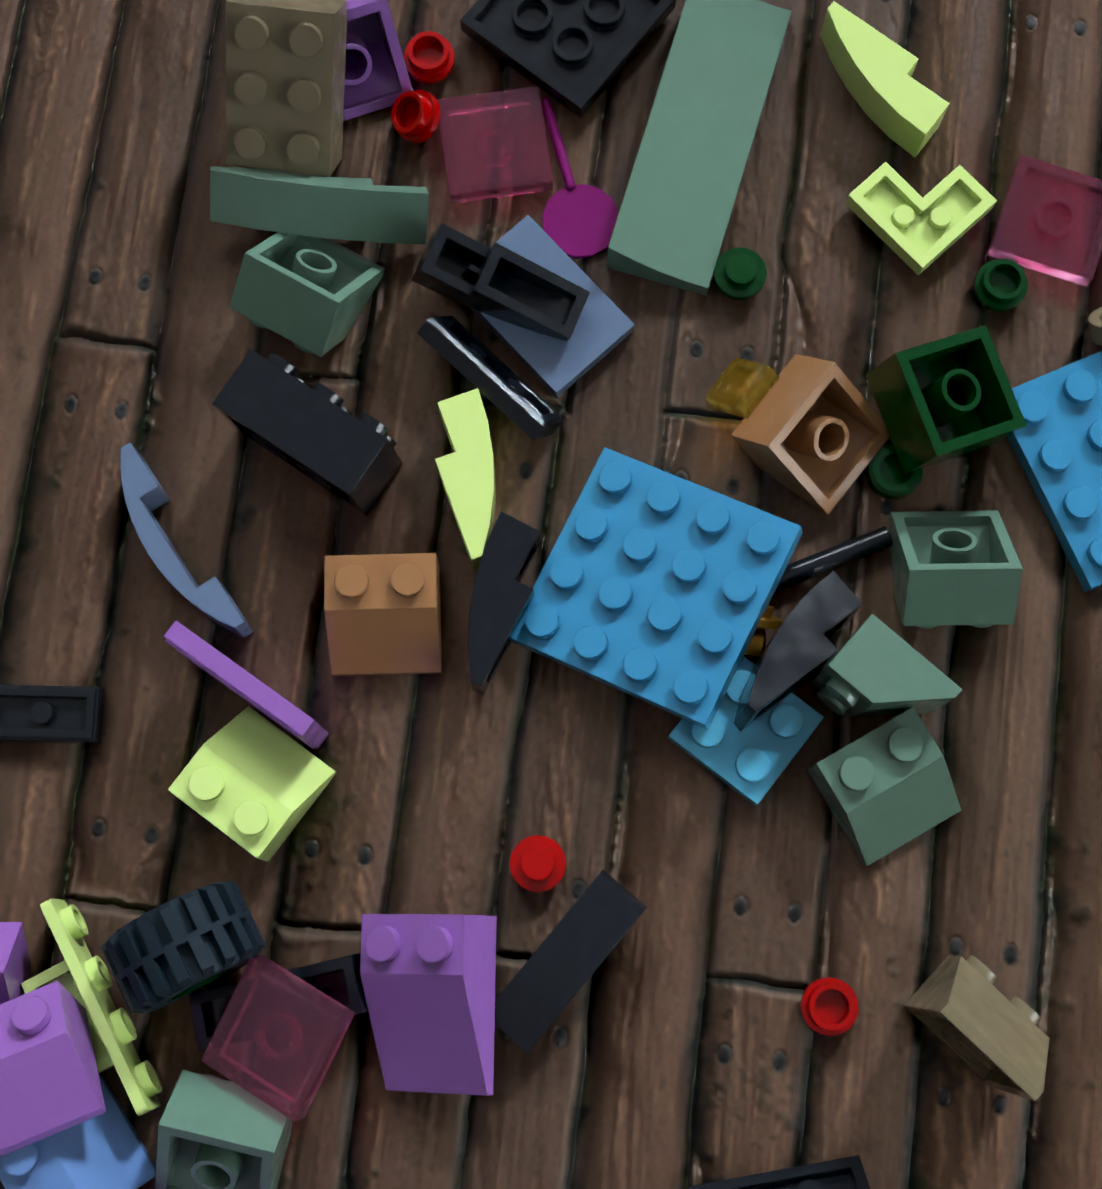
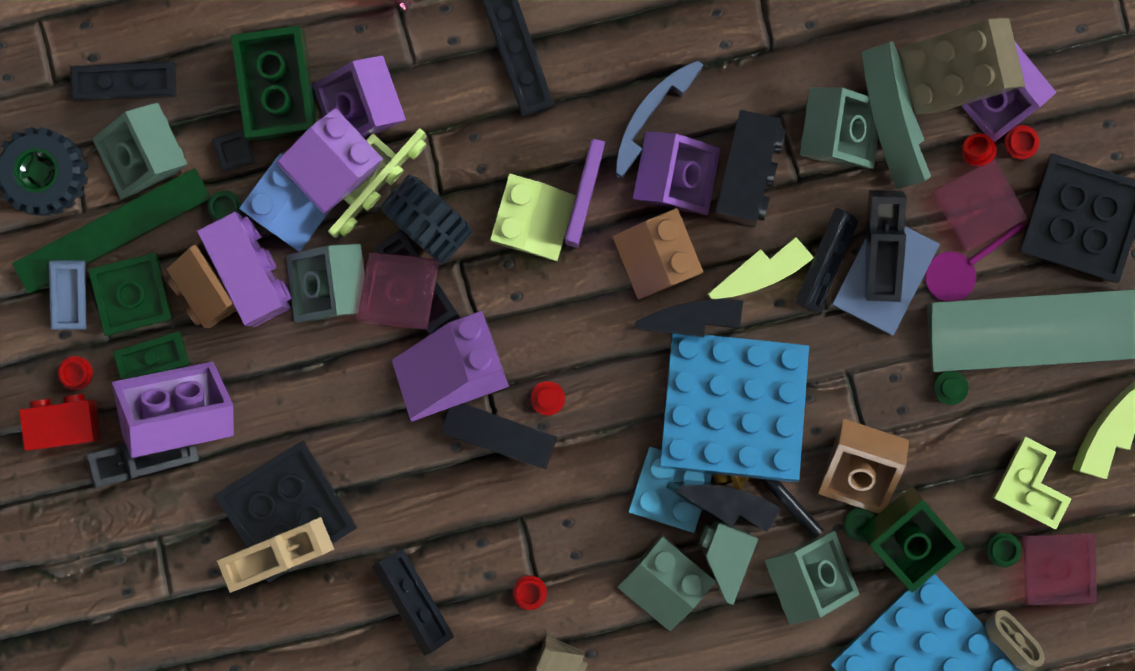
camera: 70 degrees right, 10 degrees up
(272, 543) = (676, 172): none -> medium lavender slope
(741, 387) = (877, 414): clear yellow tile -> none

